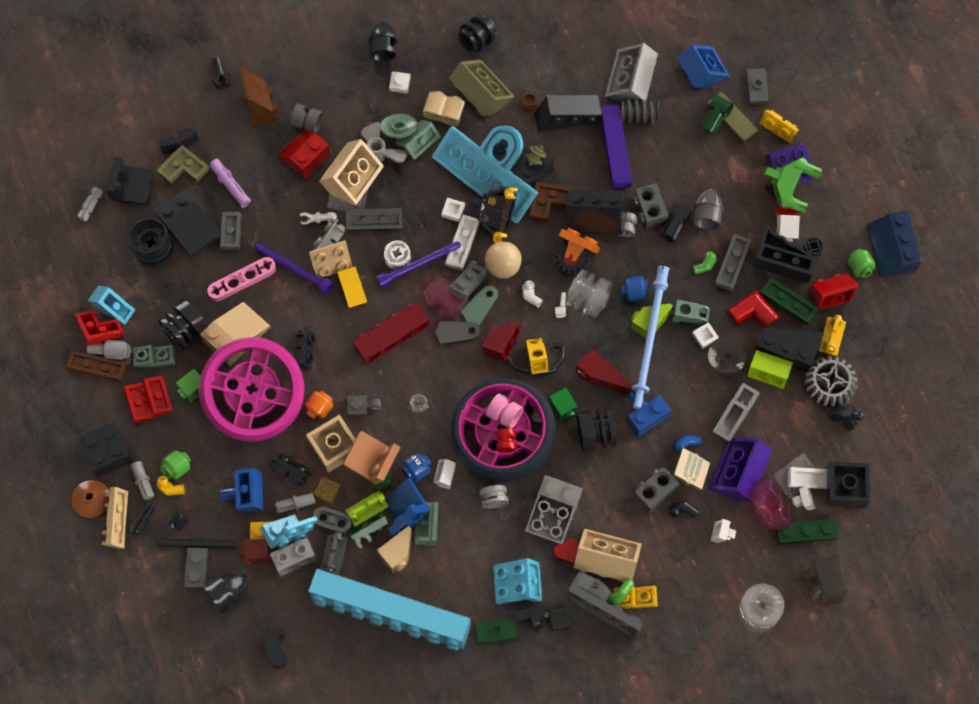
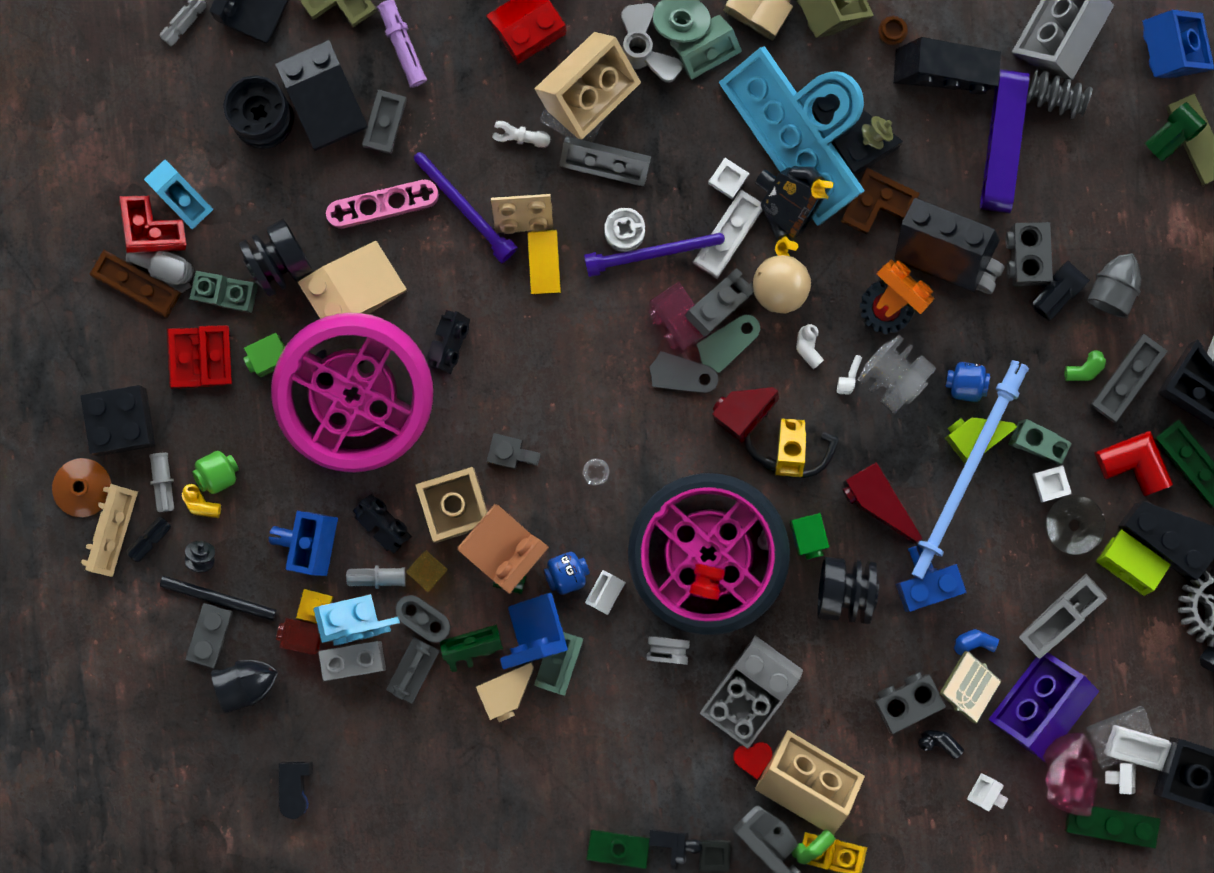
camera: 15 degrees right, 15 degrees up
(318, 405) = (447, 437): orange head -> none
(333, 232) = (535, 165): light grey hinge -> none
(367, 508) = (478, 613): lime hinge -> none
(389, 609) = (470, 781): medium azure brick -> none
(391, 333) = (583, 353): dark red brick -> none
(501, 410) = (716, 538): bright pink wheel -> none
(517, 581) = (667, 786): medium azure bracket -> none

